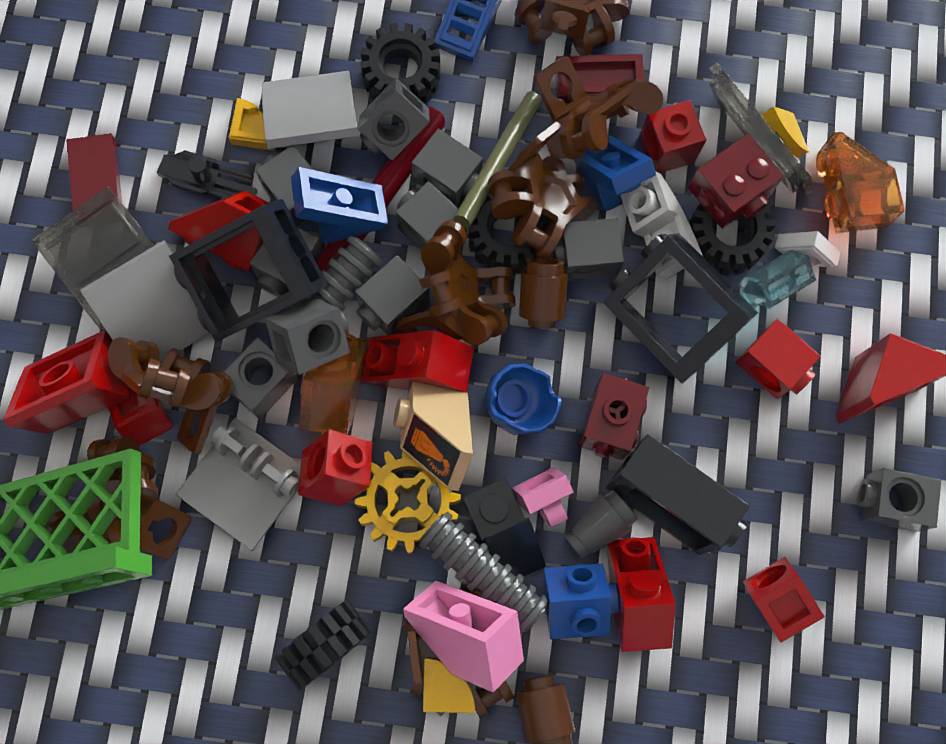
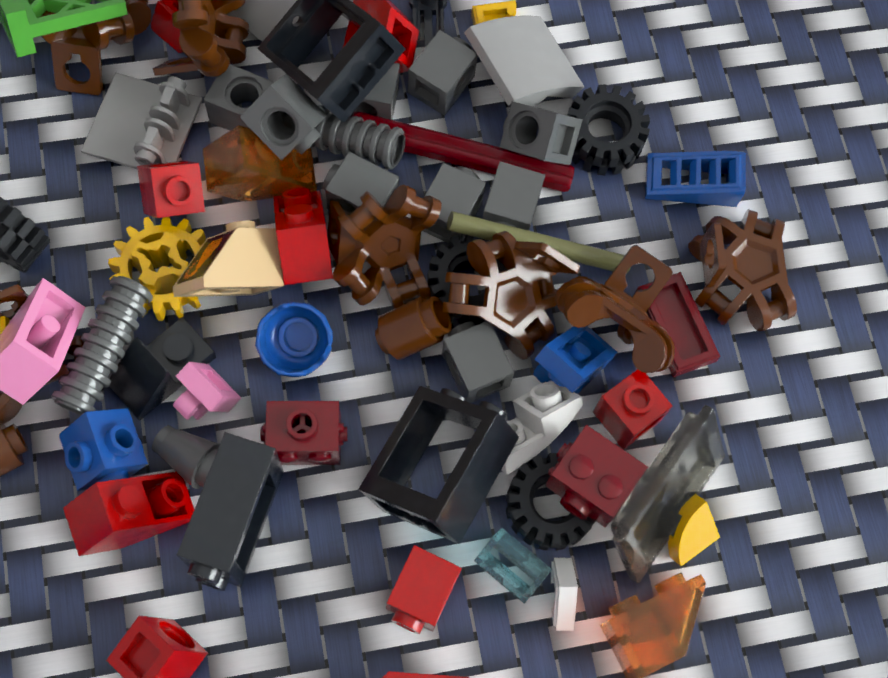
camera: 70 degrees right, 5 degrees down
(338, 204) = (432, 108): blue slope -> none

